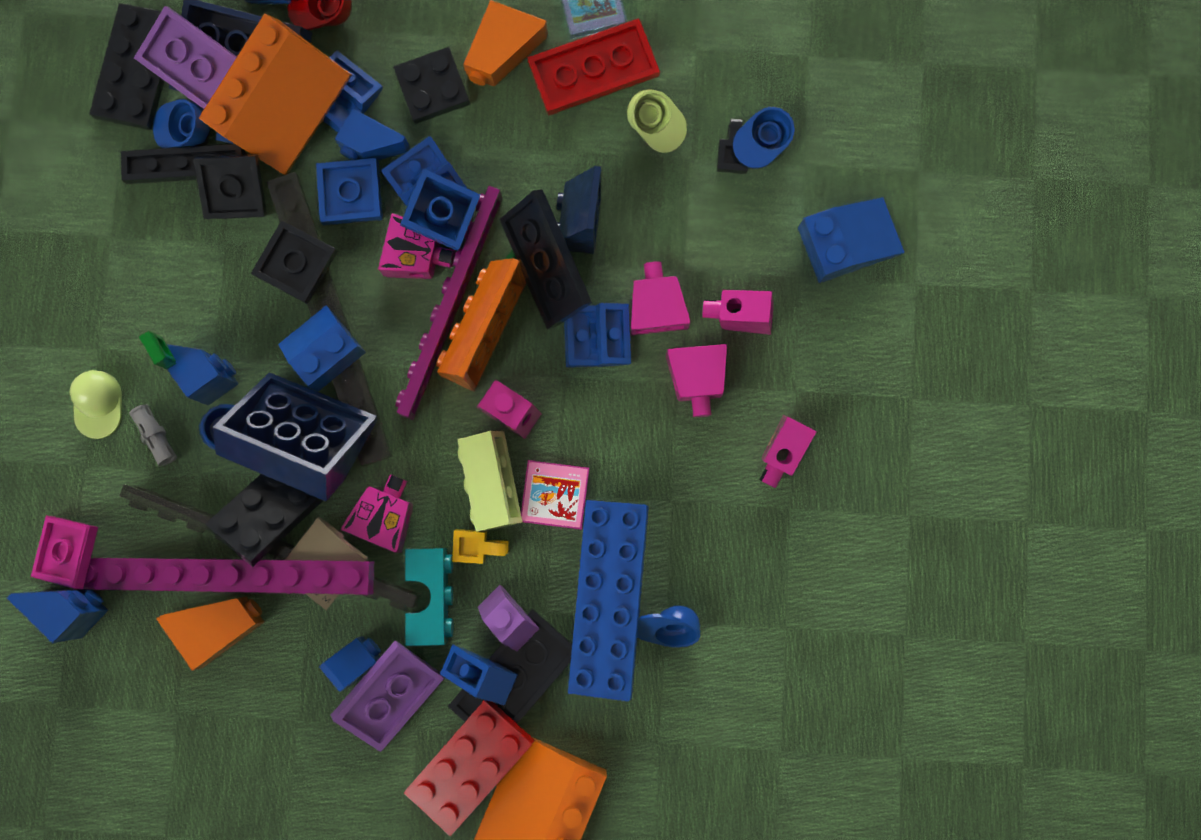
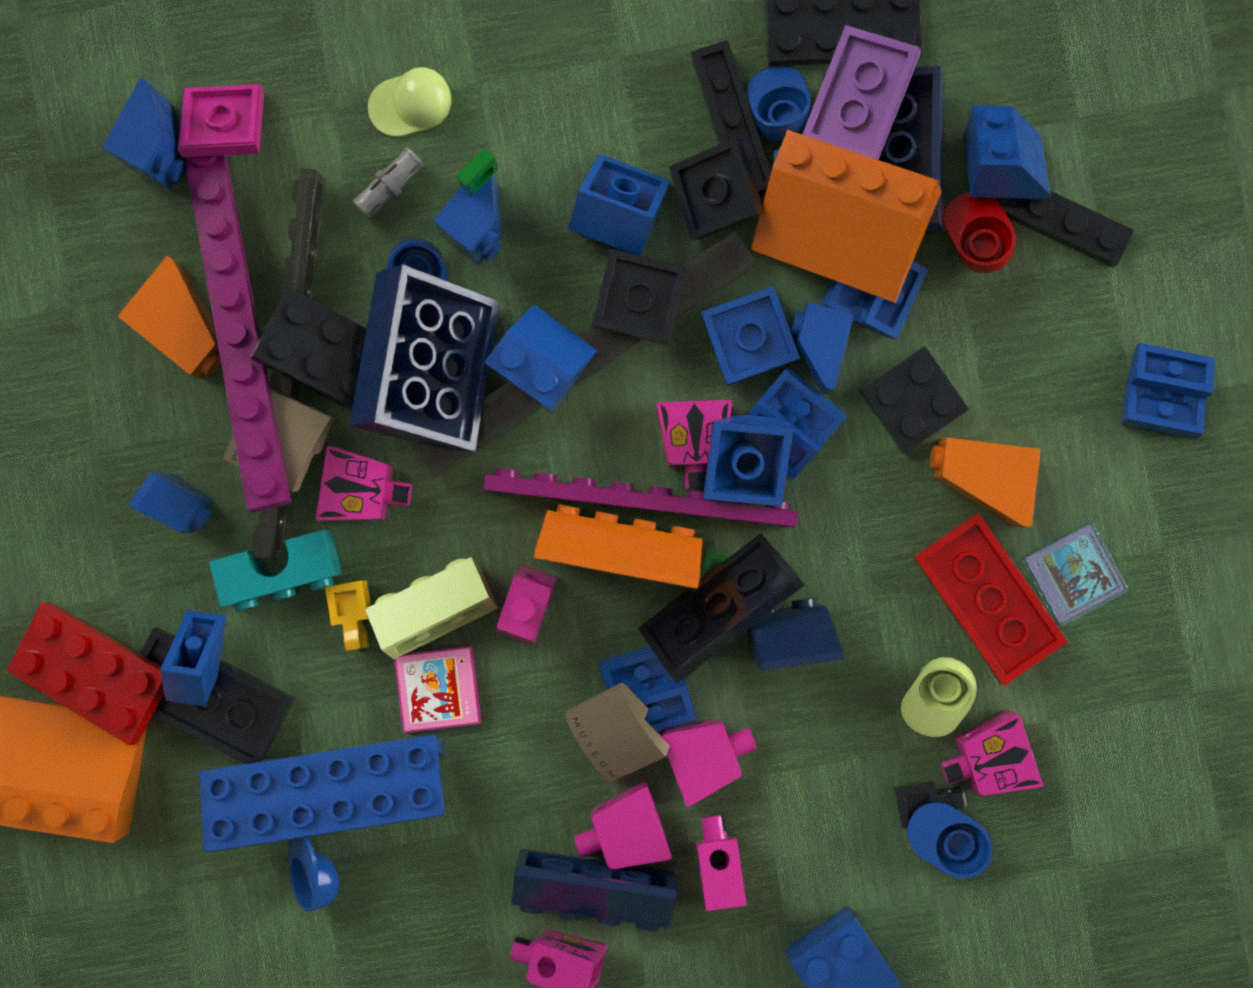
camera: 70 degrees right, 5 degrees up
(221, 263) = (618, 204): none -> blue slope
(387, 696) = (145, 554): medium lavender plate -> none
(507, 619) = (271, 671): medium lavender slope -> none
(621, 363) = (615, 732): none -> dark tan slope
(711, 91) = (994, 757): none -> dark pink torso
(737, 410) = (591, 889): none -> dark blue slope

